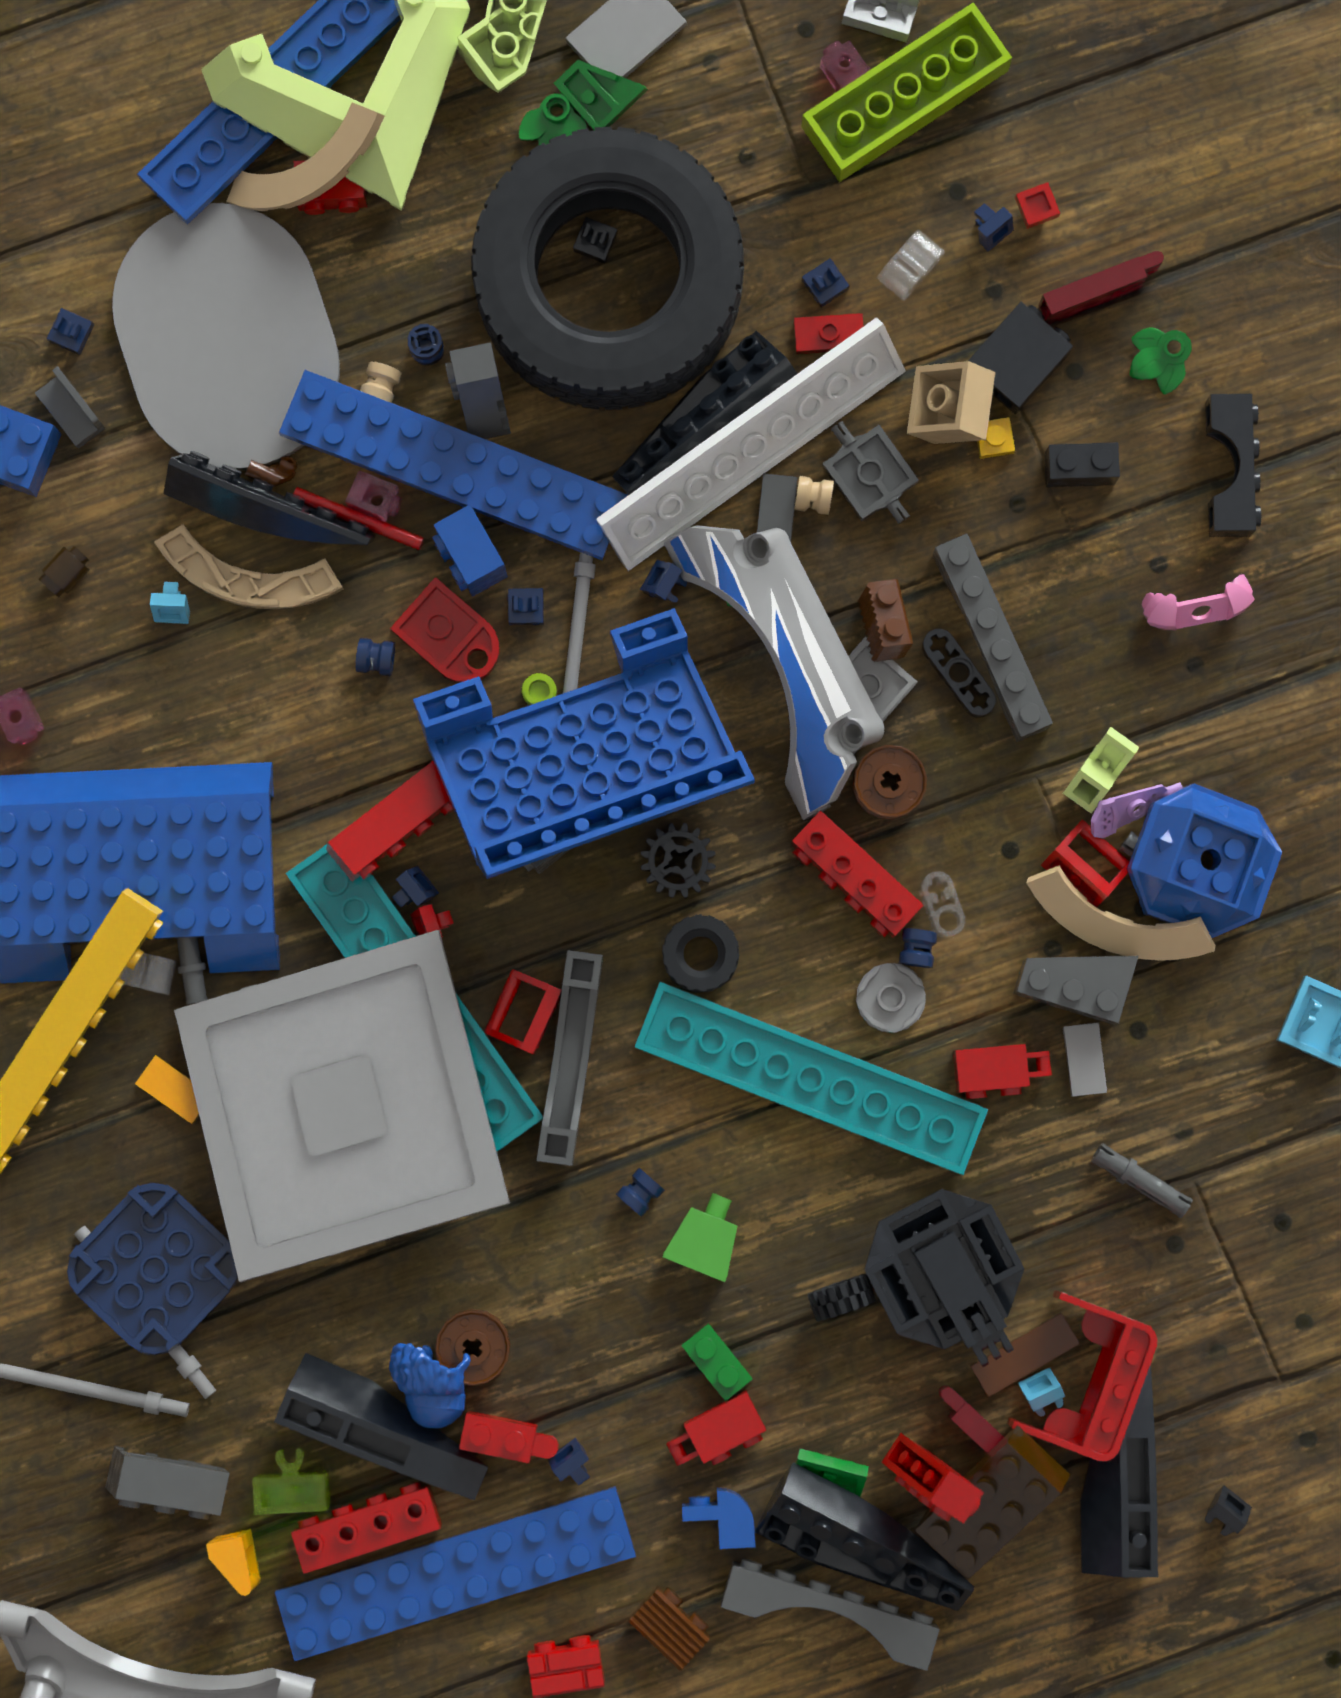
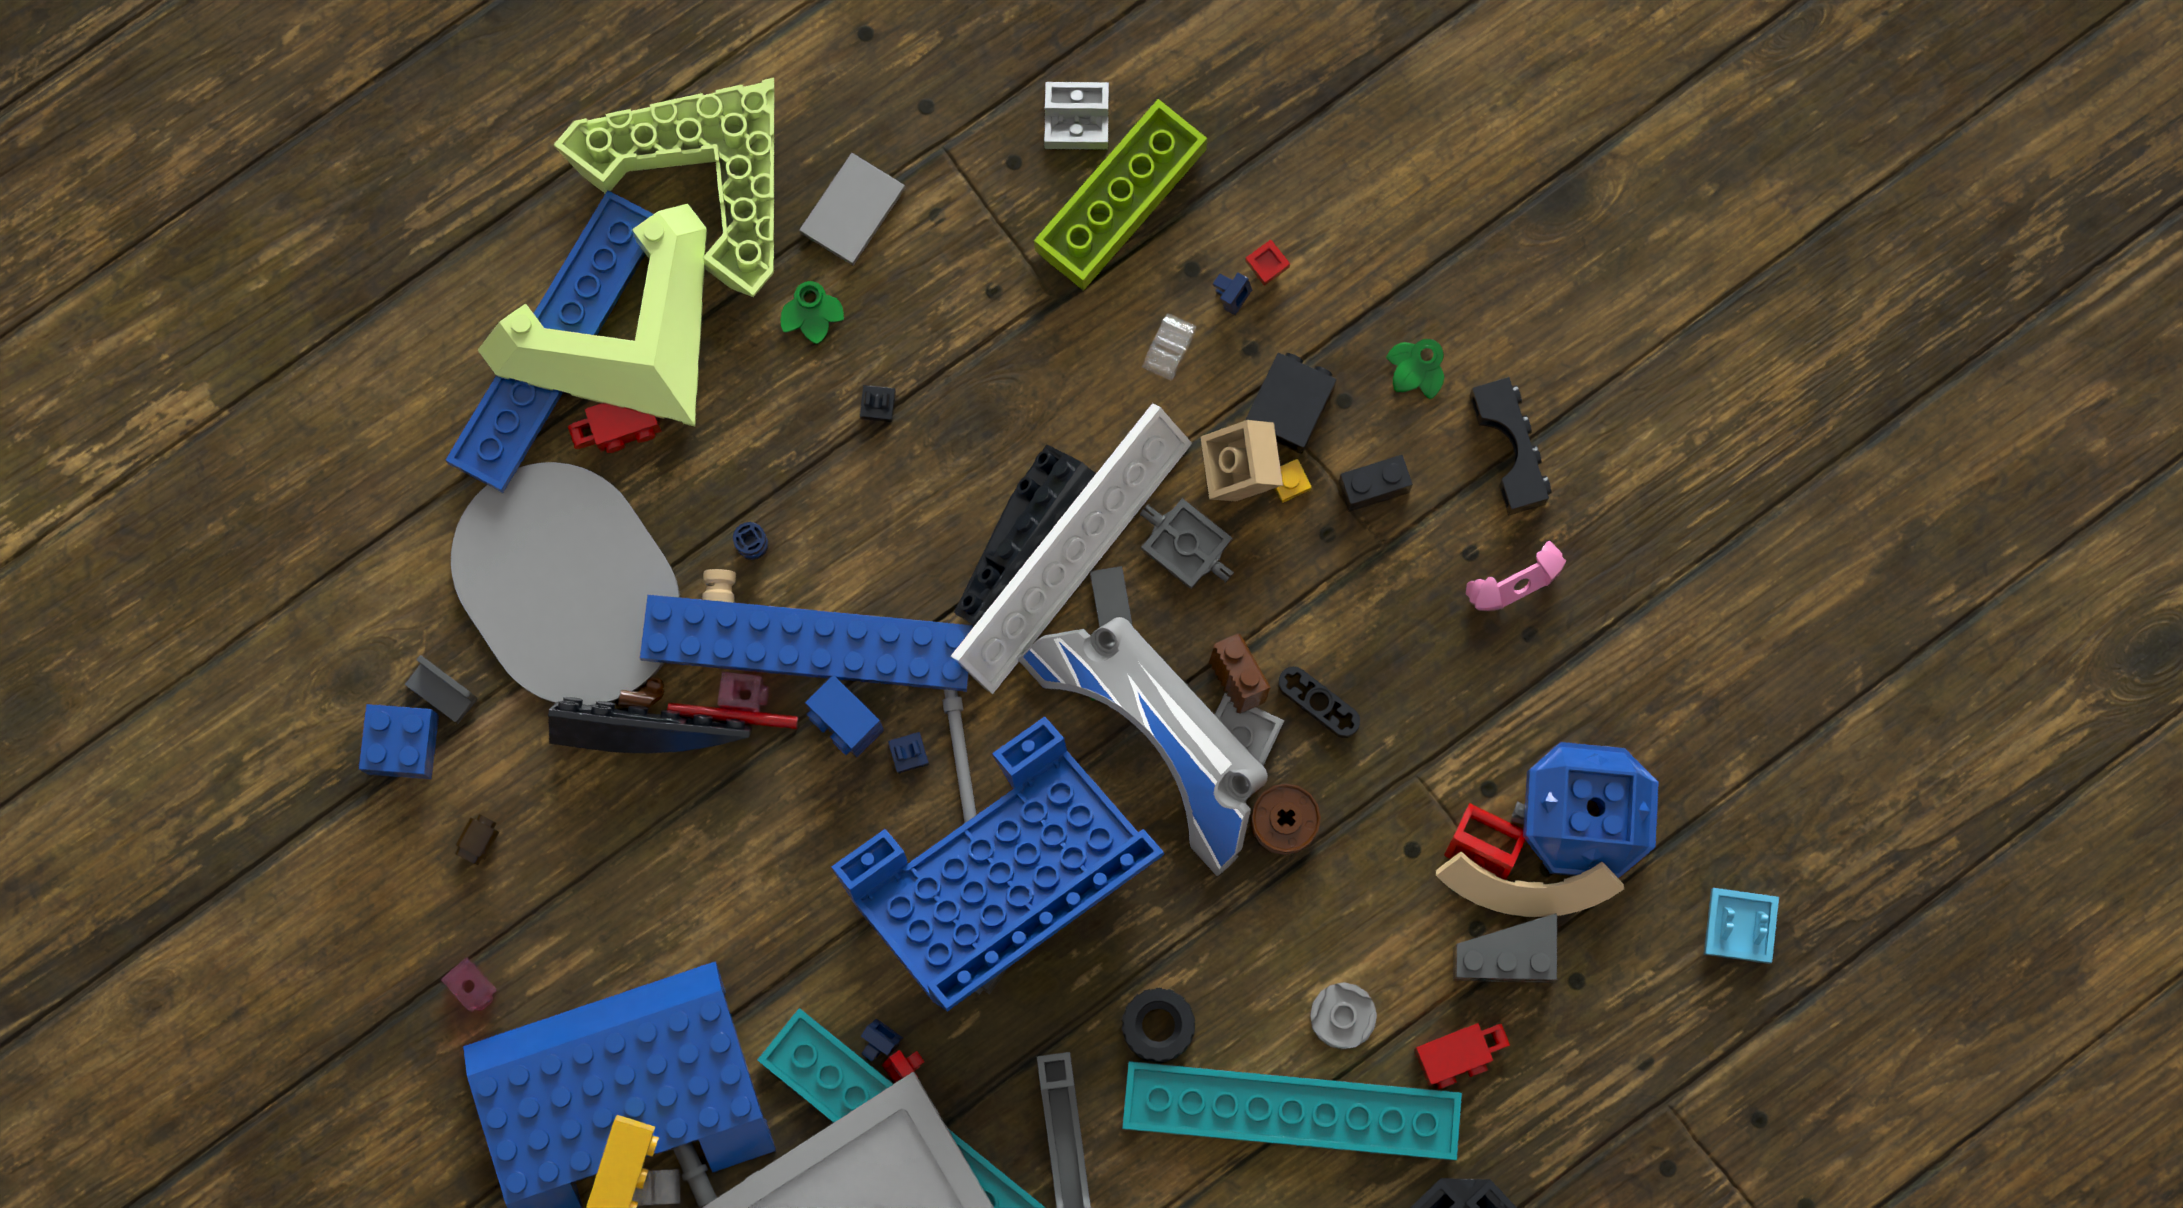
camera: 15 degrees left, 5 degrees down
(70, 331) = (421, 619): dark blue tile -> none
(170, 605) = (582, 844): medium azure tile -> none
(245, 586) = (647, 806): tan tile -> none
(314, 175) = (608, 417): tan tile -> none
(375, 656) = (784, 837): dark blue wheel -> none
(390, 823) = (841, 986): red brick -> none
(447, 632) = (843, 796): red tile -> none
(478, 387) = (809, 564): dark grey wedge -> none
(538, 688) = (941, 824): lime tile -> none
(541, 1018) = (1029, 1128): red tile -> none
(589, 175) = (883, 339): black tyre -> none
(597, 93) = (843, 272): green wing -> none
(661, 580) = (1025, 694): dark blue tile -> none
(669, 847) = (1101, 935): black gear -> none
(814, 495) = (1141, 578): tan wheel -> none
(824, 333) = (1109, 429): red plate -> none
(825, 282) = (1096, 384): dark blue tile -> none
(839, 75) = (1056, 196): clear pink brick -> none
(856, 875) = (1279, 912): red brick -> none
(920, 940) = (1354, 955): dark blue wheel -> none
(931, 899) = (1354, 915): clear beam -> none
(993, 635) = (1341, 660): dark grey arch -> none
(1084, 1059) = (1536, 1022): light grey tile -> none
(1099, 287) = (1344, 320): dark red hinge -> none
(1100, 770) = (1473, 754): yellowish green brick -> none
(1119, 810) = (1500, 786): lavender piece -> none
(1133, 1175) = (1627, 1120): dark grey pin -> none

